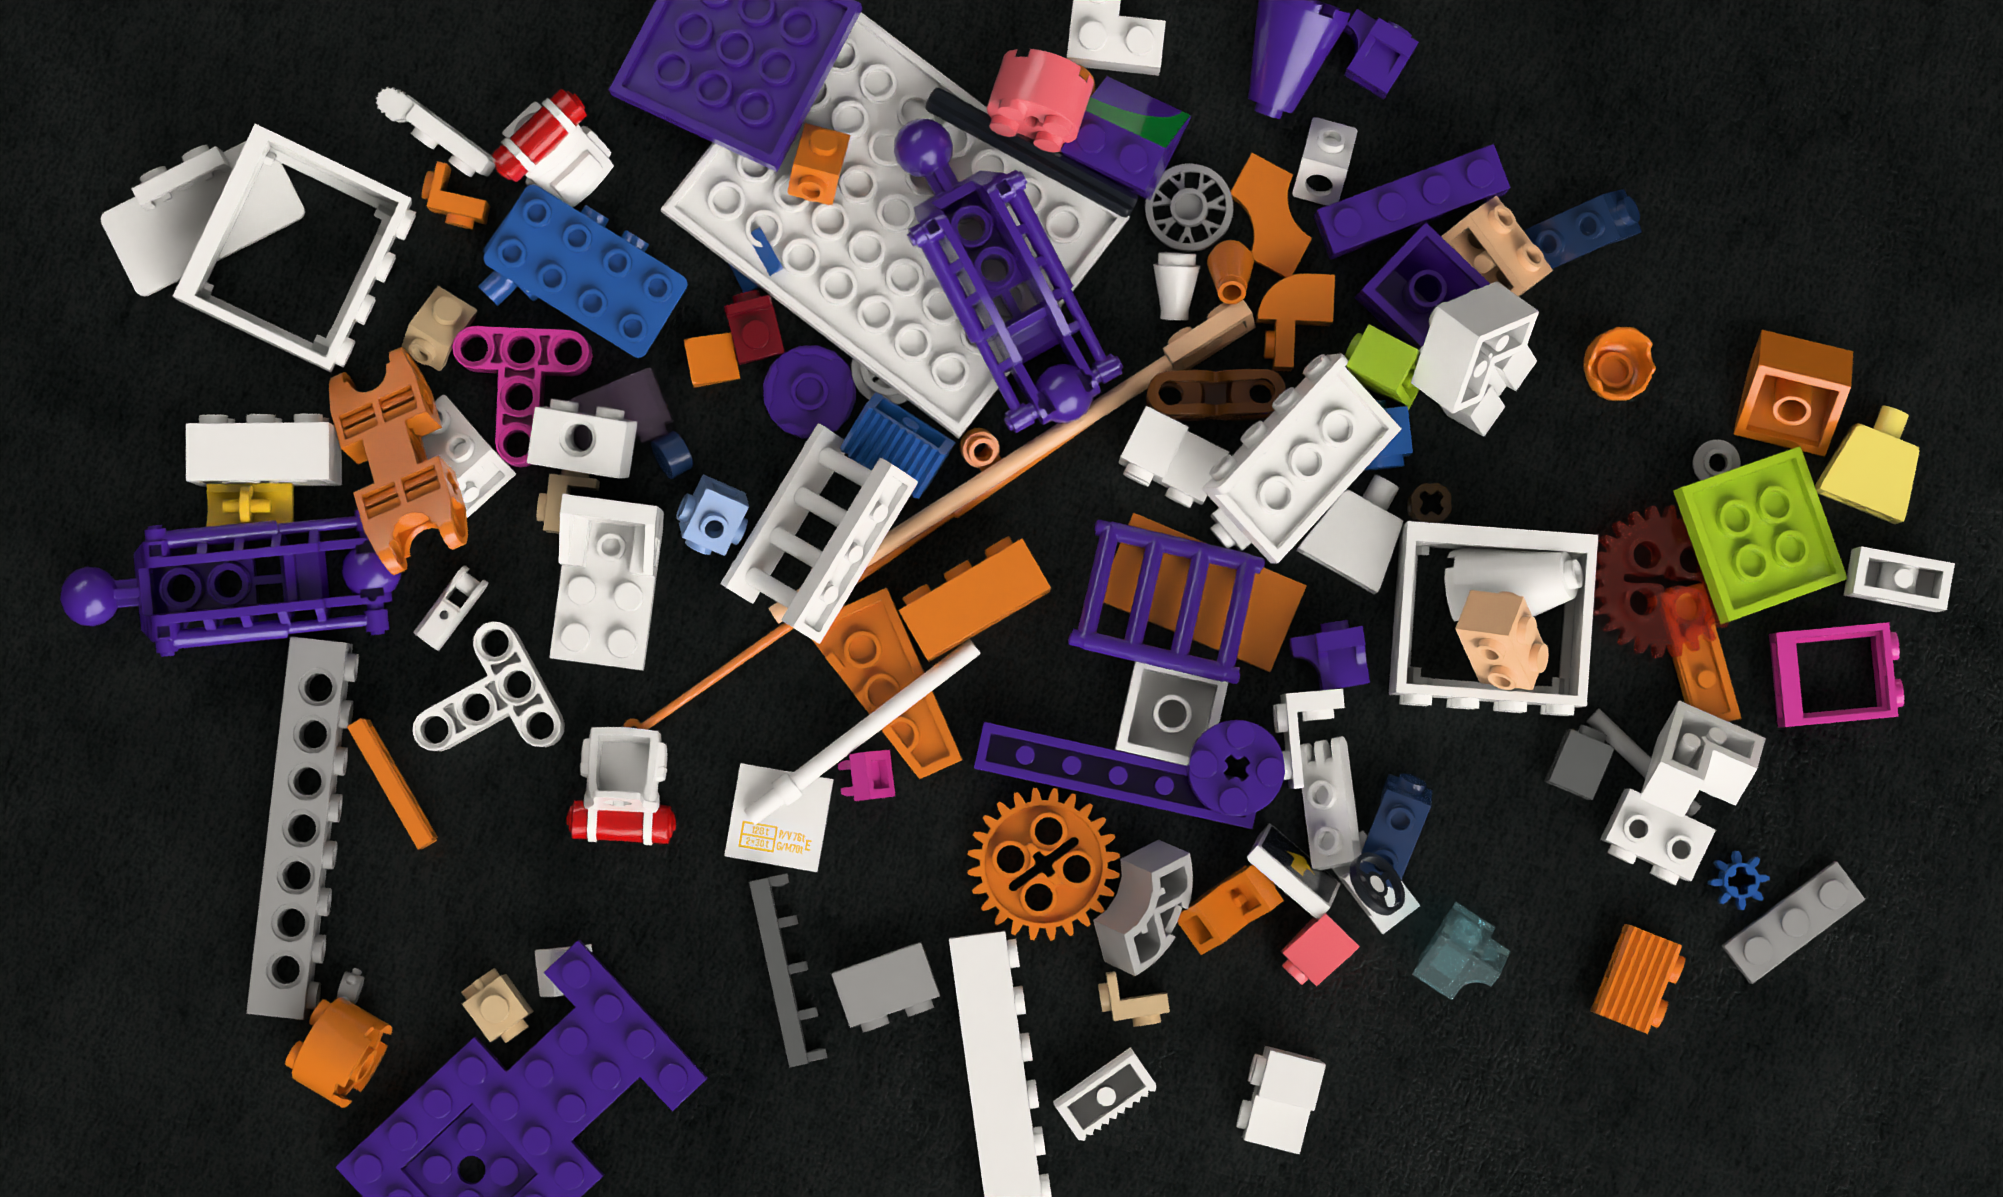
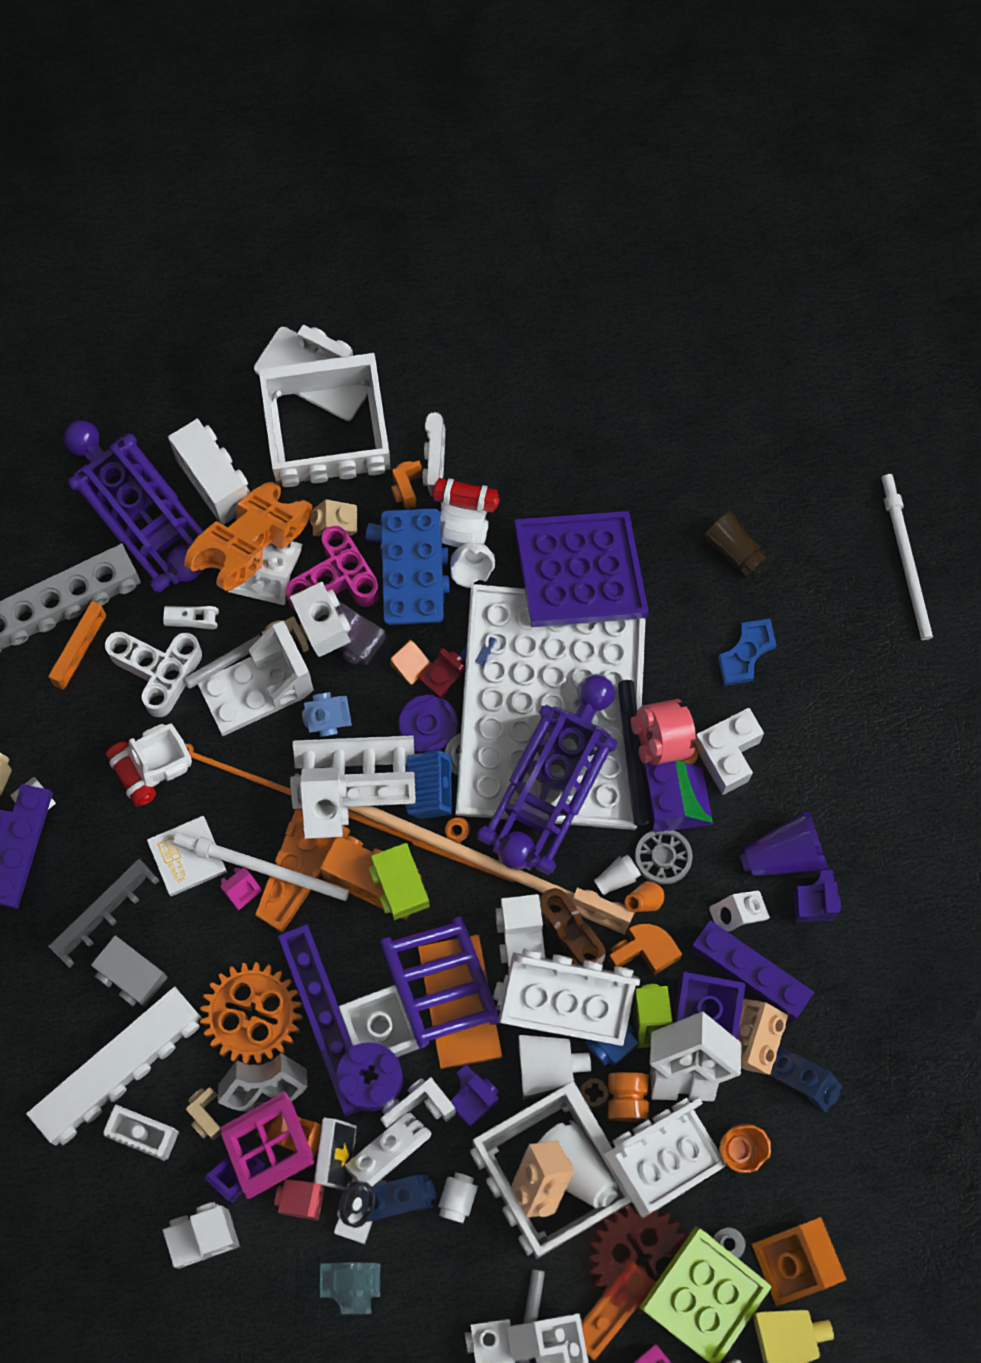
camera: 55 degrees right, 15 degrees down
(250, 503) = (181, 483): yellow hips -> none
(545, 604) = (220, 663): none -> light grey bar
(629, 187) = (471, 563): none -> white hair
(672, 454) = (347, 675): dark blue piece -> none
(818, 164) = (549, 645): orange bracket -> none
(825, 592) = (318, 819): none -> white brick
(1017, 572) = (400, 882): none -> lime brick
(1230, 1008) = (225, 1179): none -> dark purple slope
(1264, 196) = (699, 890): orange tile -> none
(1271, 956) = (277, 1171): none -> dark pink piece
(1442, 755) = (457, 1197): none -> white brick
(1463, 464) = (628, 1097): none -> orange wheel
(1570, 470) = (664, 1157): none -> white bracket
(1580, 762) = (506, 1280): dark grey brick -> none

